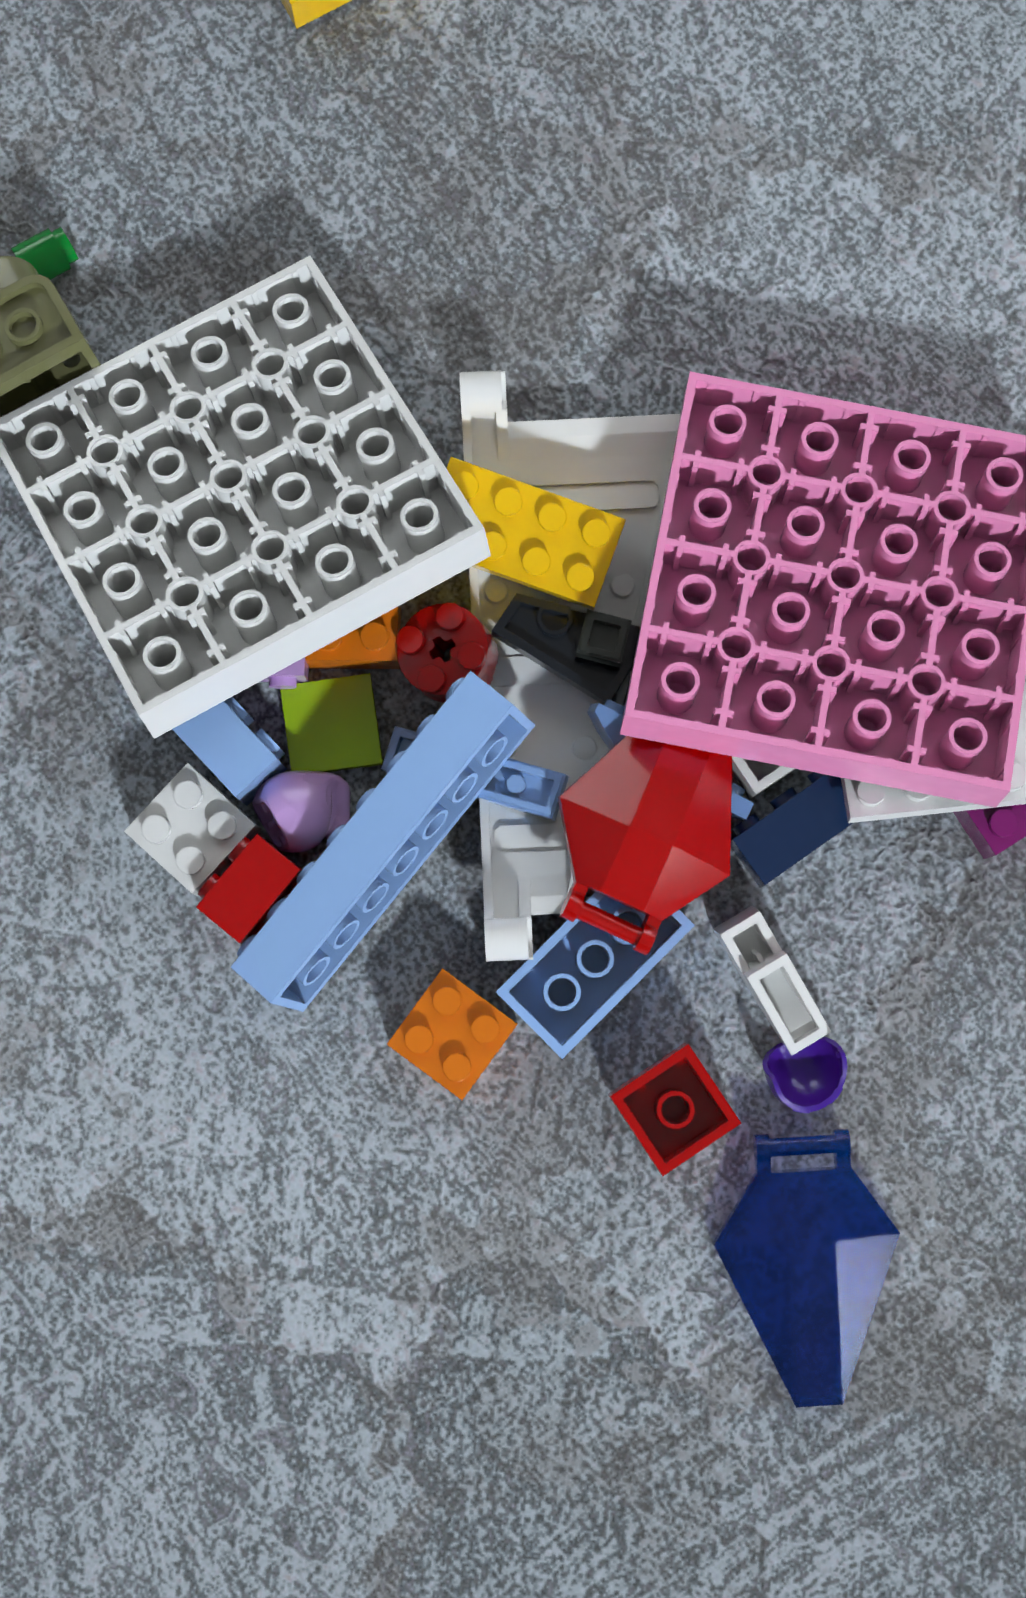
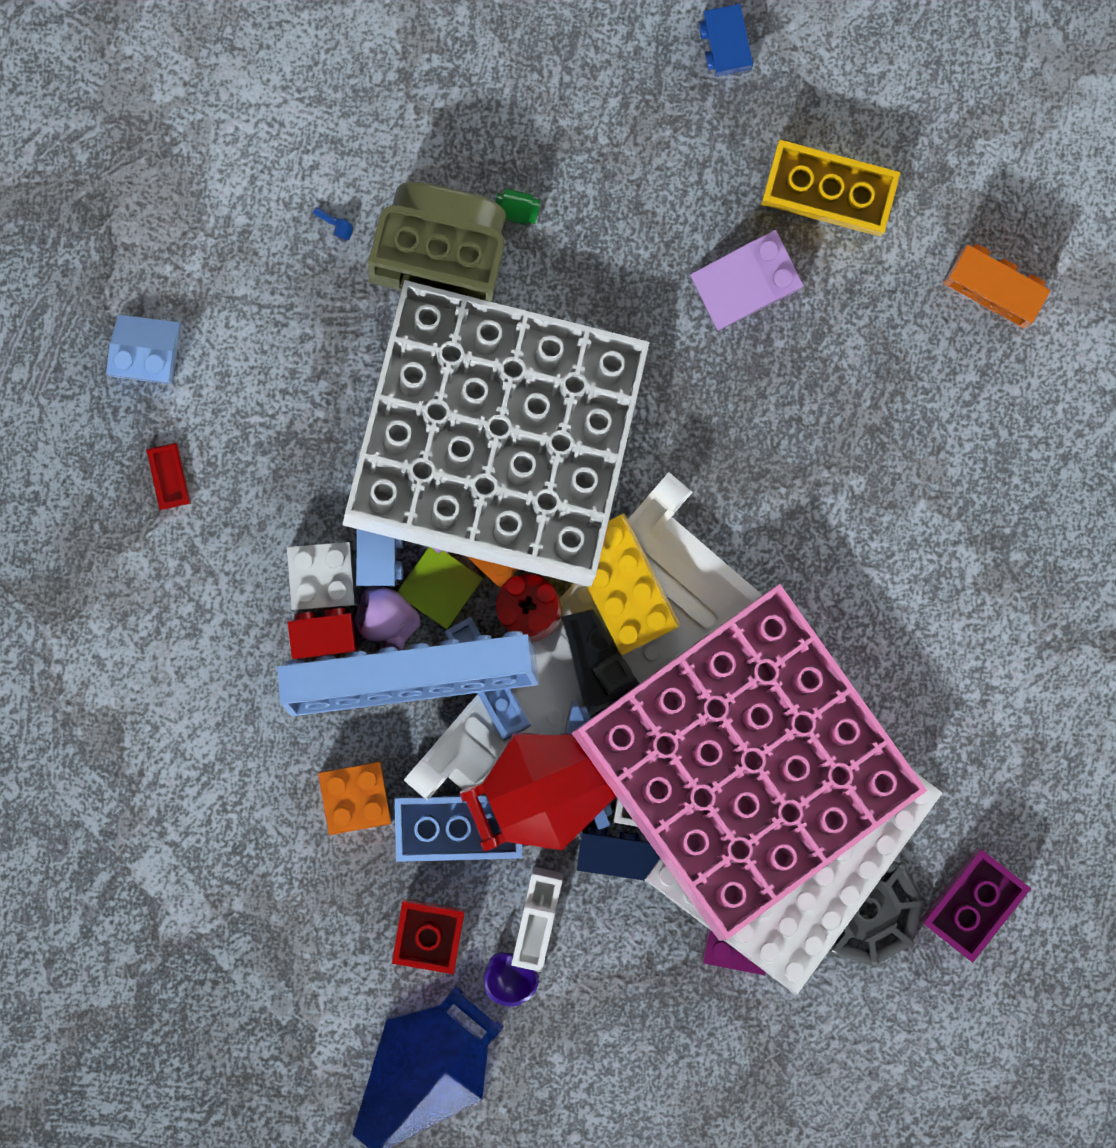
camera: 45 degrees right, 5 degrees up
(355, 110) = (747, 280): none -> lavender slope

